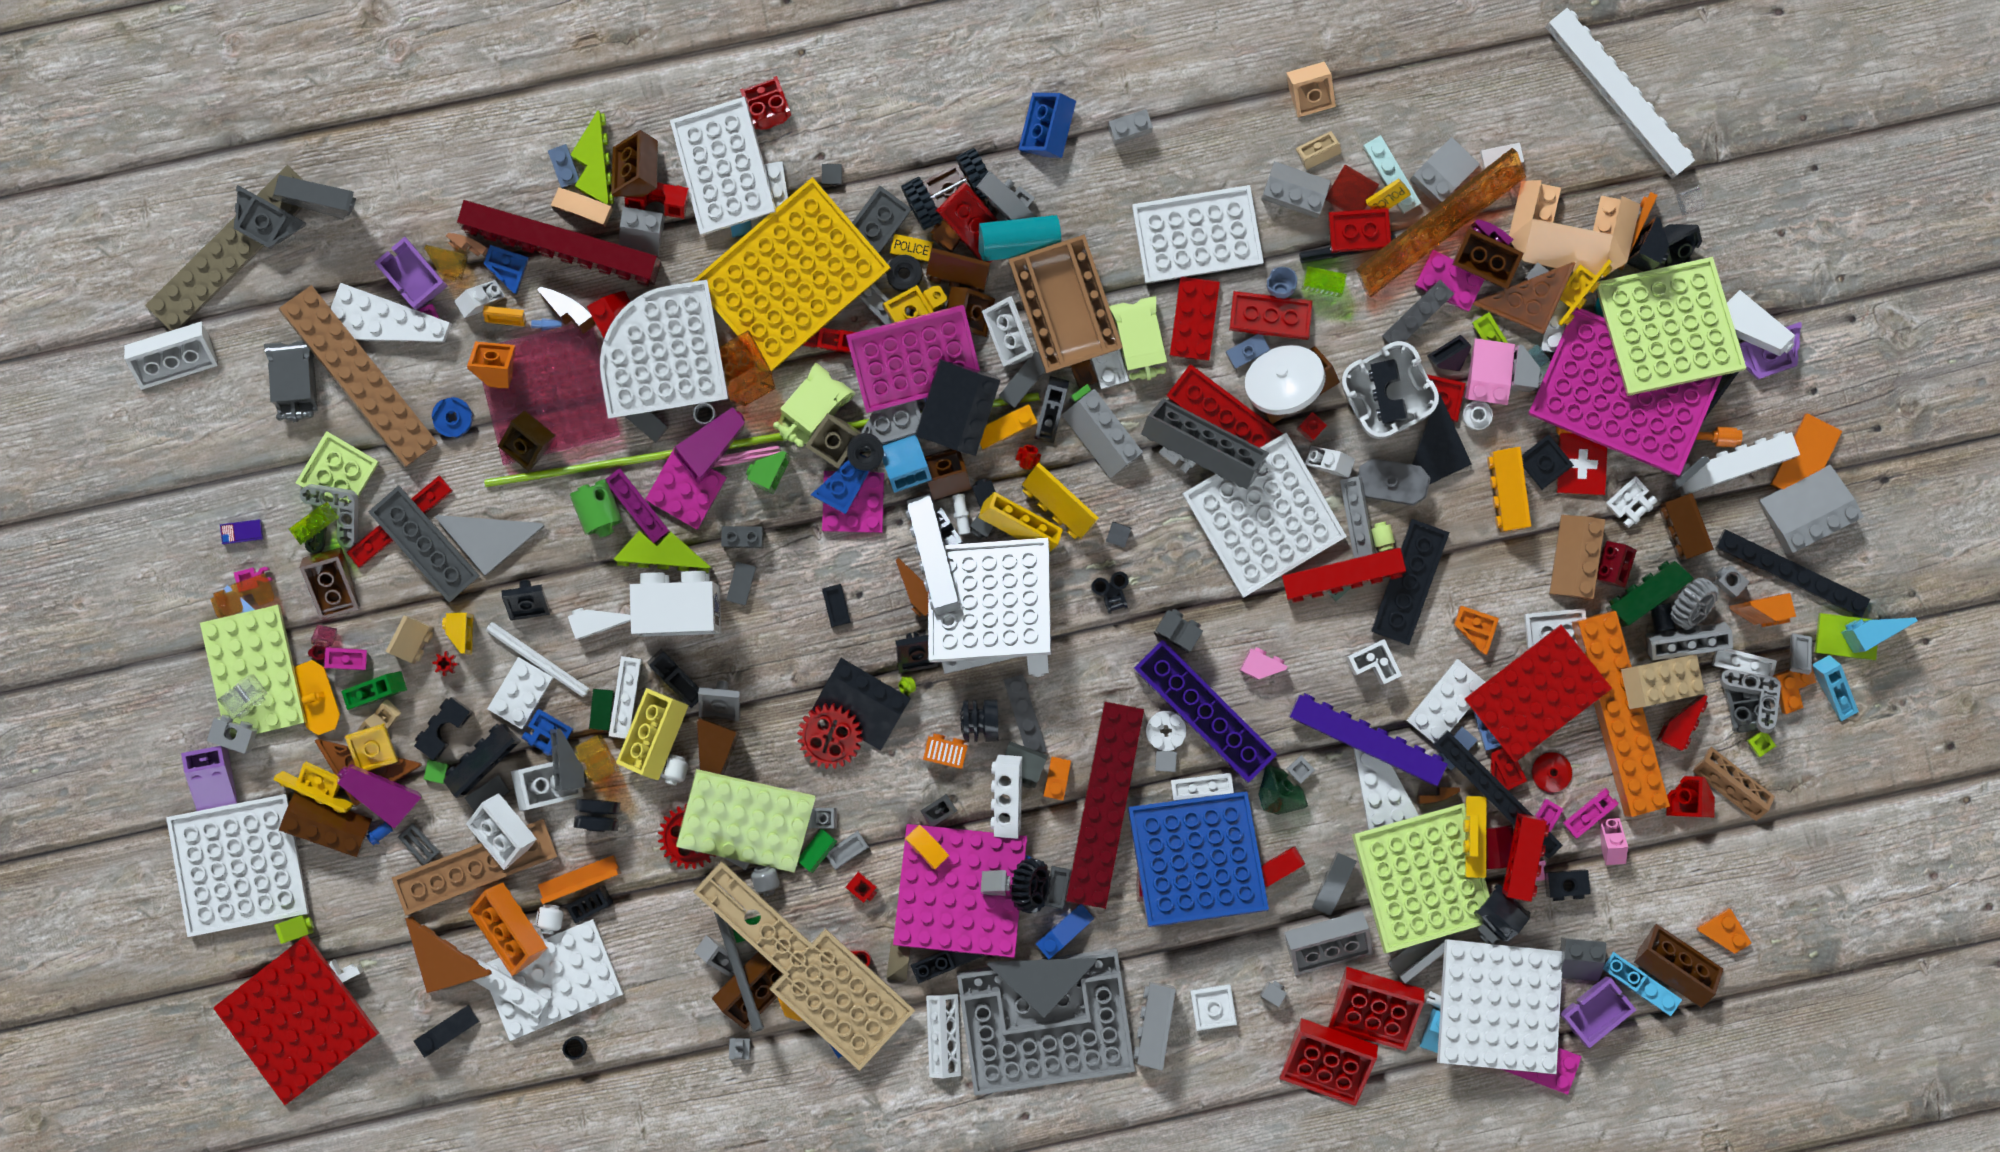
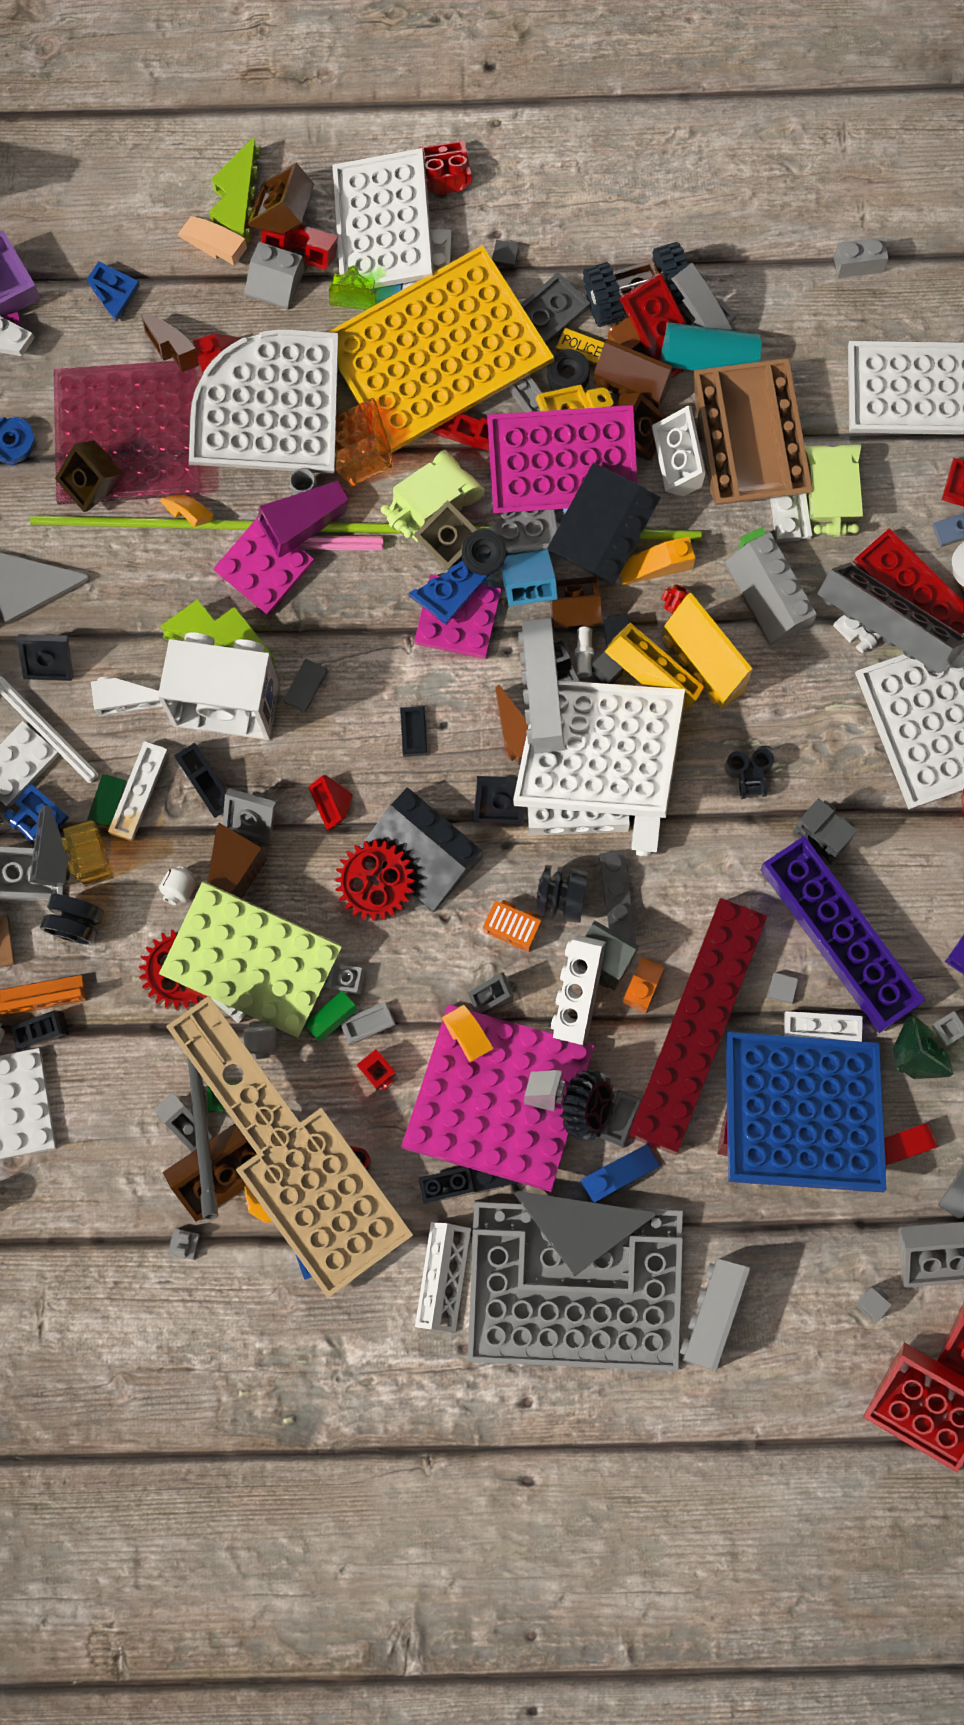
camera: 20 degrees right, 10 degrees down
(447, 262) = (48, 272): clear yellow slope -> none
(459, 241) = (72, 255): nougat slope -> none
(475, 298) = (72, 316): white slope -> none
(492, 363) = (70, 385): orange slope -> none
(504, 316) = (96, 339): light orange tile -> none
(545, 324) = (141, 357): medium blue bar -> none
(558, 242) = (176, 268): dark red brick -> none
(563, 166) = (201, 194): sand blue plate -> none
(596, 508) = (153, 565): bright green cylinder -> none
(614, 451) = (189, 508): none -> light orange slope
(637, 506) = (201, 573): magenta plate -> none
(649, 425) = (235, 486): dark grey slope -> none
(652, 734) = (160, 836): light yellow brick -> none
(711, 234) = (352, 290): none -> clear neon green slope
(742, 537) = (318, 630): dark grey brick -> none
(768, 471) = (365, 555): bright green slope -> none
(782, 676) = (331, 800): none -> red slope
(898, 962) = (404, 1173): dark tan slope -> none
(907, 685) = (481, 837): lime plate -> none
(1023, 381) = (685, 514): dark grey slope -> none
(1047, 124) = (765, 240): blue slope -> none
(1051, 409) = (714, 552): black slope -> none
(1084, 374) = (758, 515): reddish brown tile -> none
(1118, 534) = (770, 708): black slope -> none
(1157, 738) = (799, 941): white plate -> none
(1194, 318) = (901, 481): red plate -> none
(1213, 1007) = (792, 1307): white plate -> none
(1260, 666) = (920, 893): bright pink slope -> none

